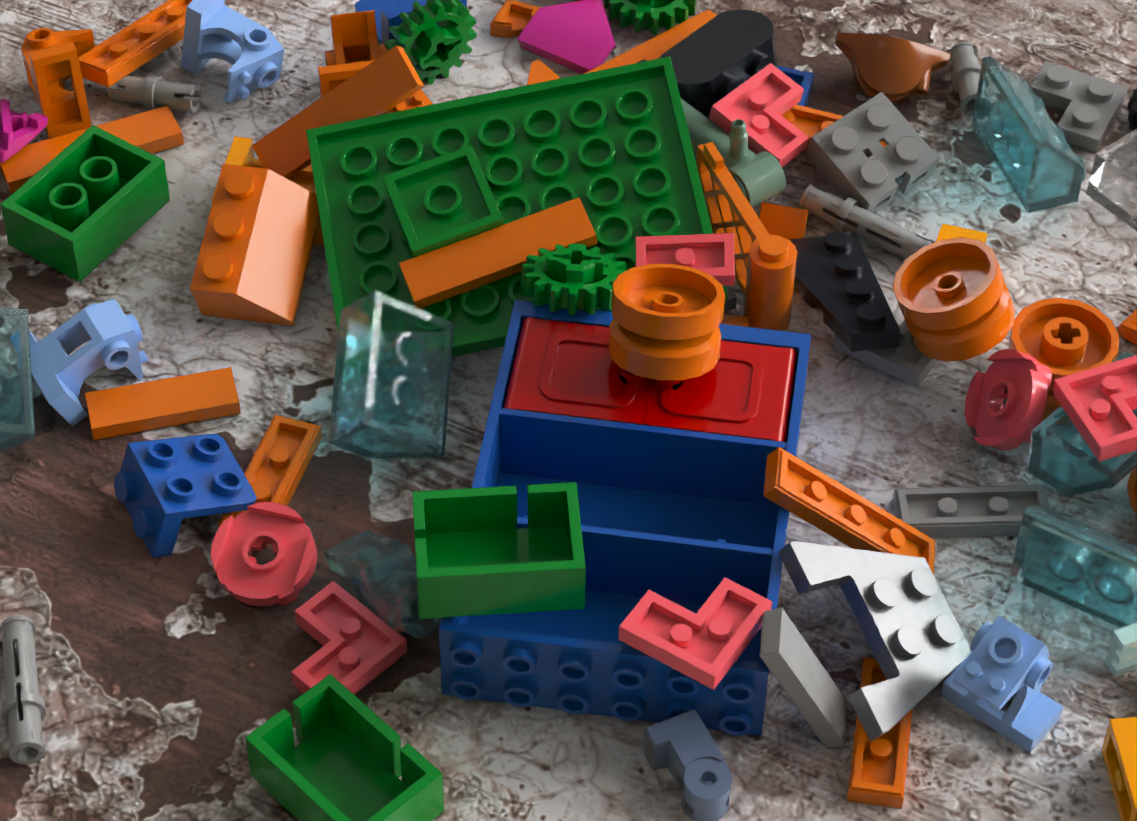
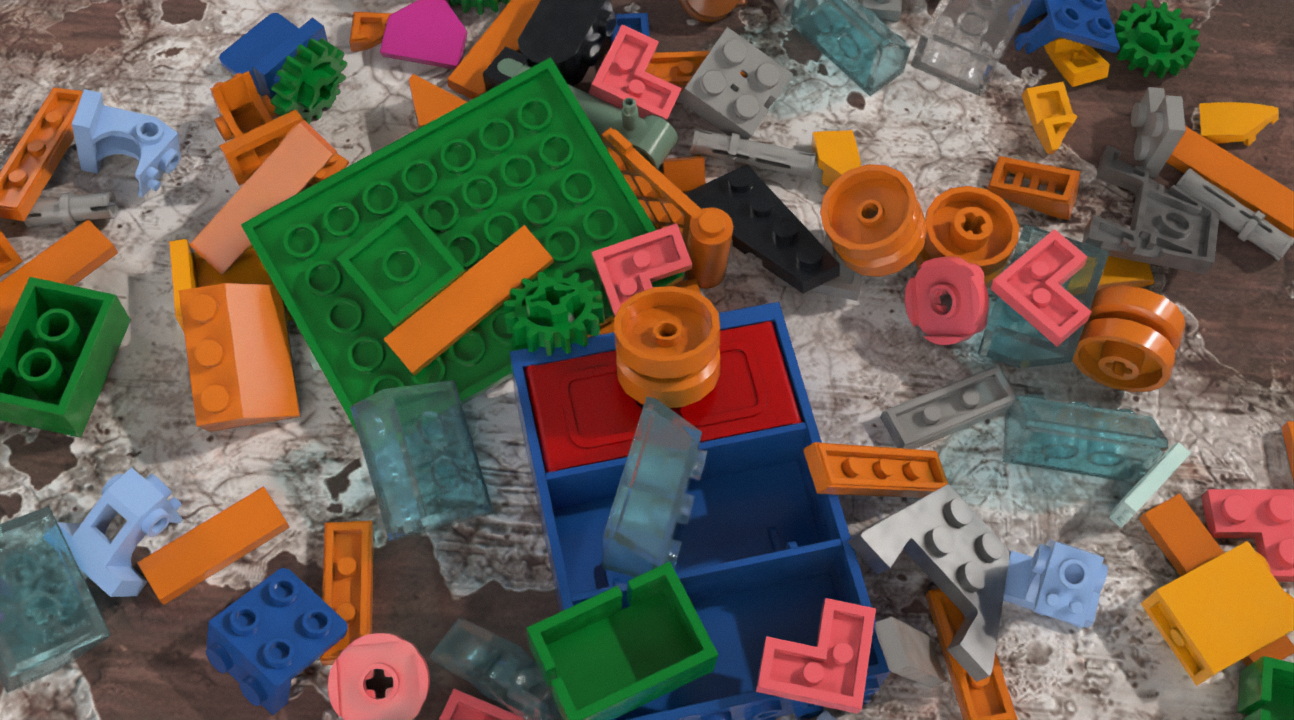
camera: 25 degrees left, 15 degrees up
(592, 427) = (653, 492): none -> clear light blue slope

